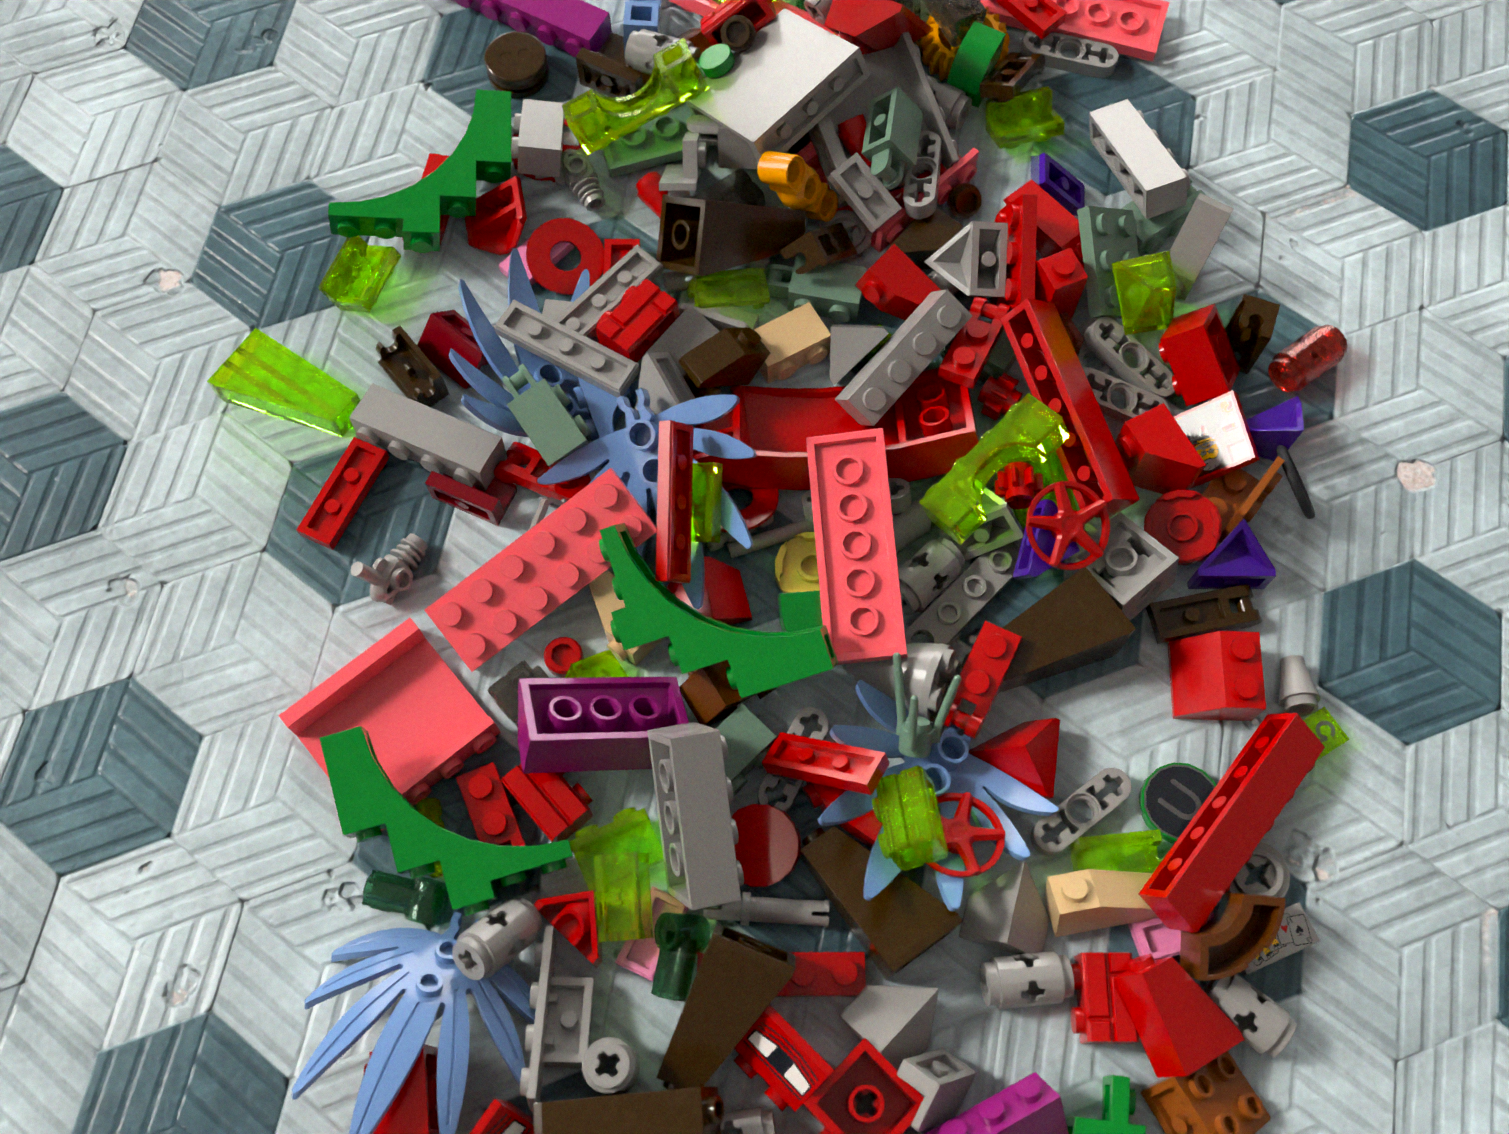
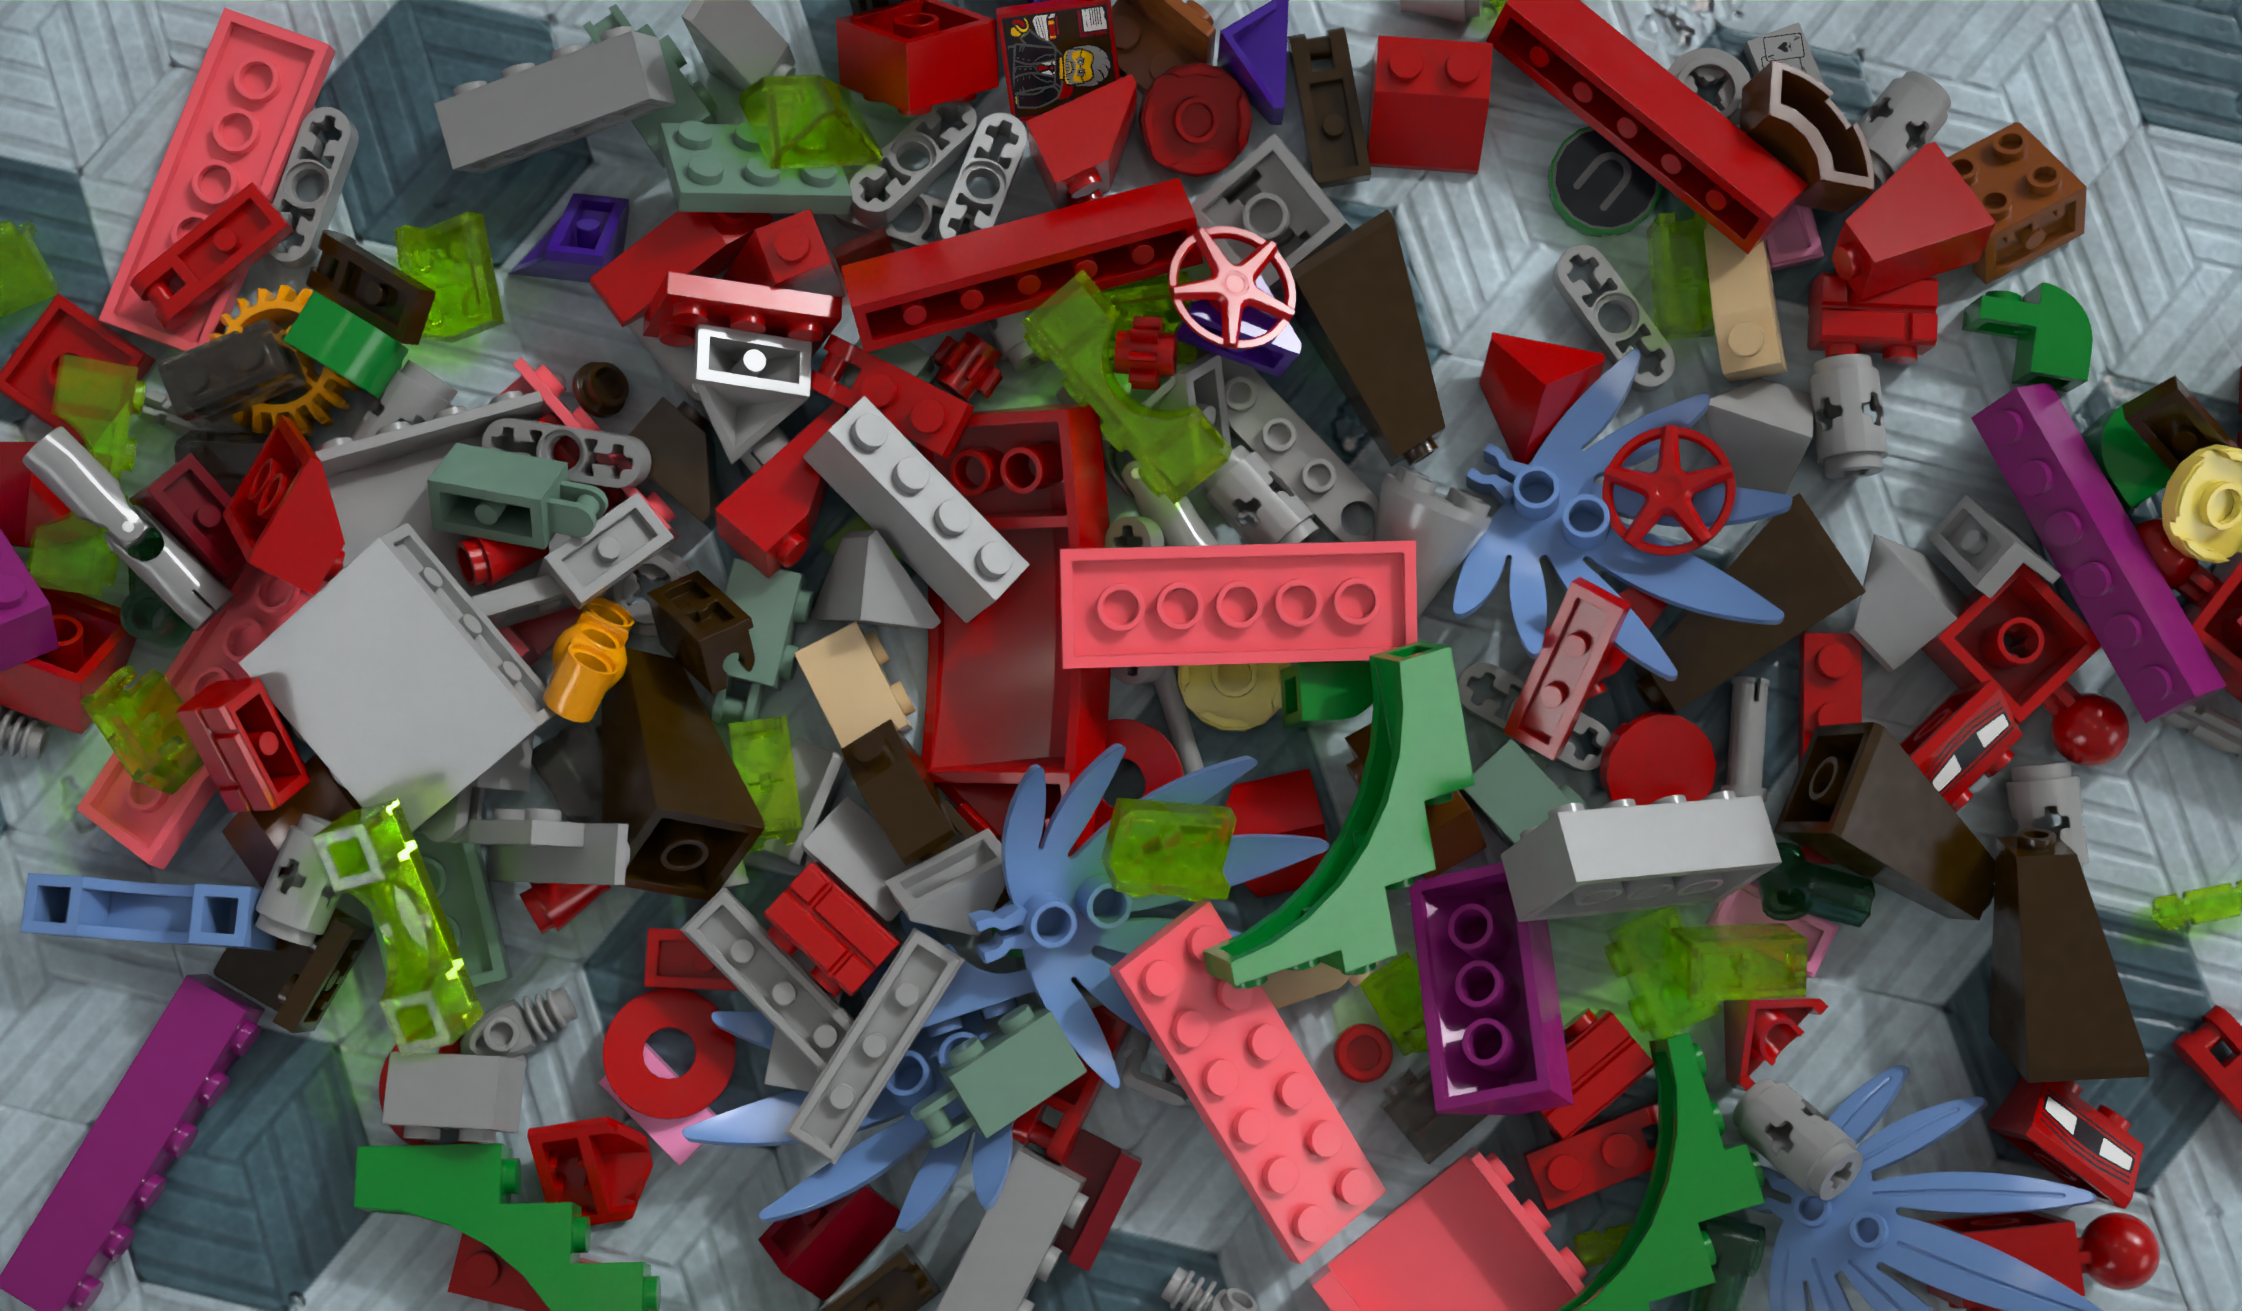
camera: 85 degrees left, 15 degrees up
(517, 64) = (271, 1141): dark brown head -> none
(561, 1020) = (1900, 1048): light grey bracket -> none
(594, 1065) = (1964, 980): light grey piece -> none
(674, 502) = (1177, 872): red tile -> none
(716, 60) = (336, 784): tile -> none
(738, 33) = (291, 744): dark brown plate -> none
(909, 819) = (1659, 554): clear neon green brick -> none
(915, 731) = (1518, 535): sand green plant -> none
(983, 676) = (1436, 437): red plate -> none

